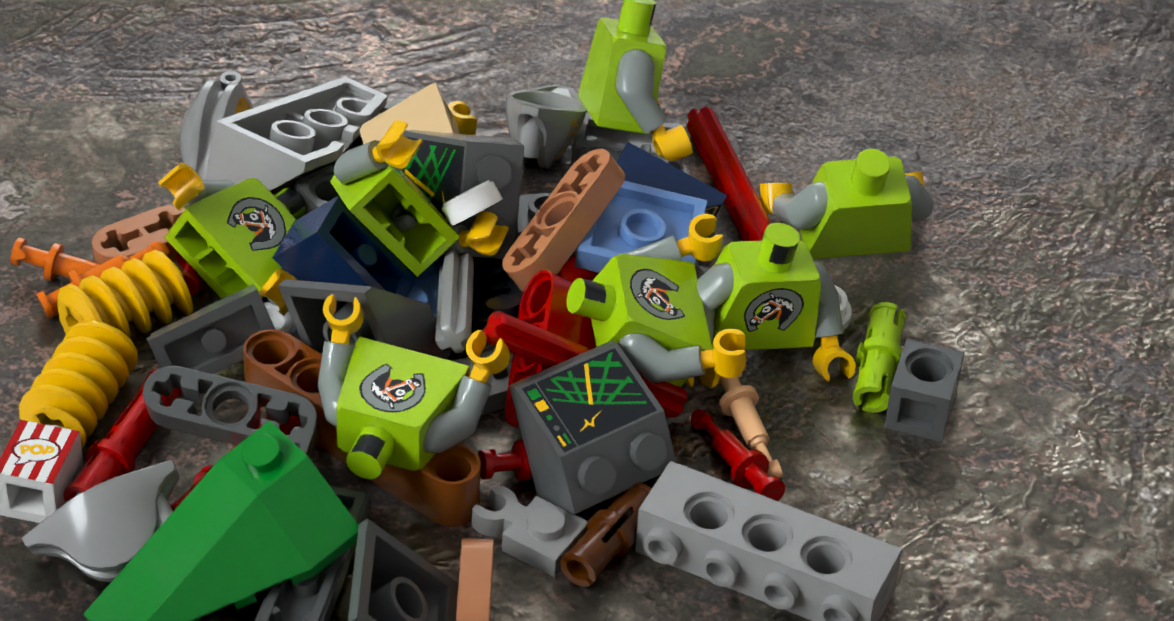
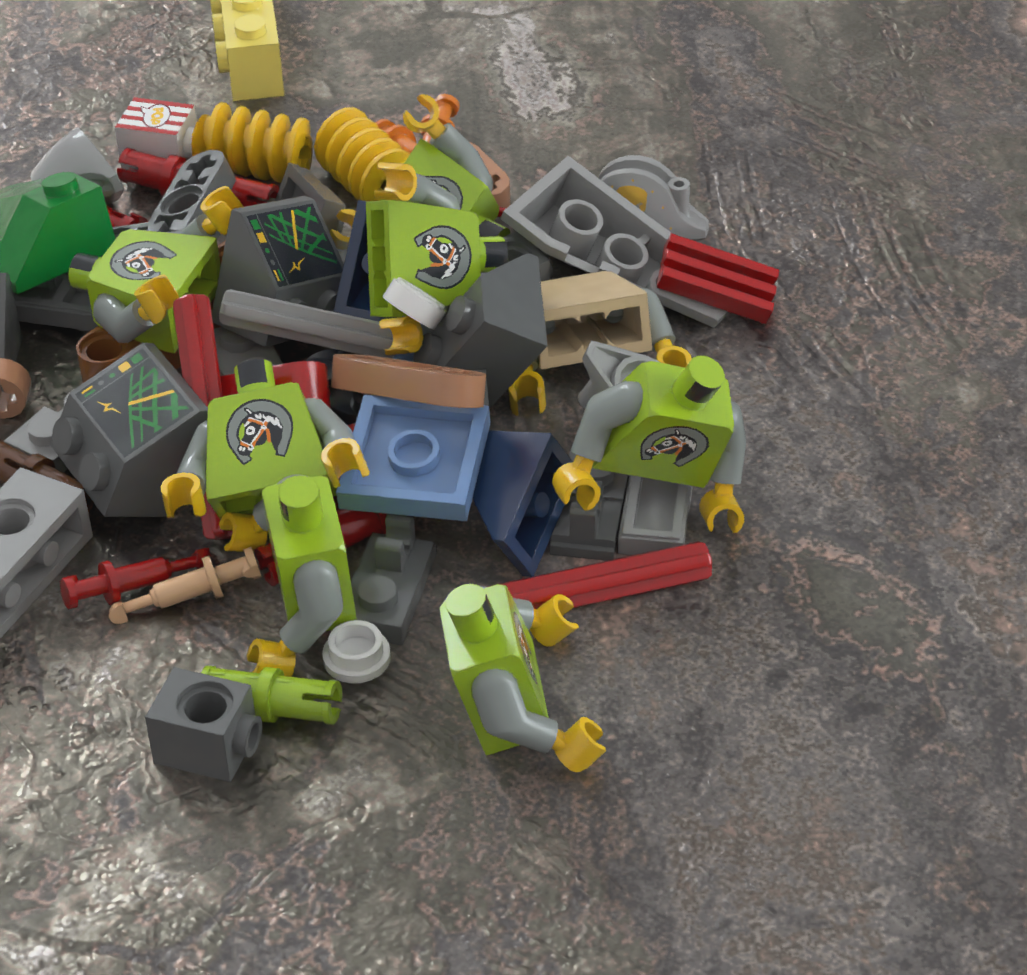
camera: 95 degrees right, 0 degrees up
(352, 69) = (690, 262): none -> red tile

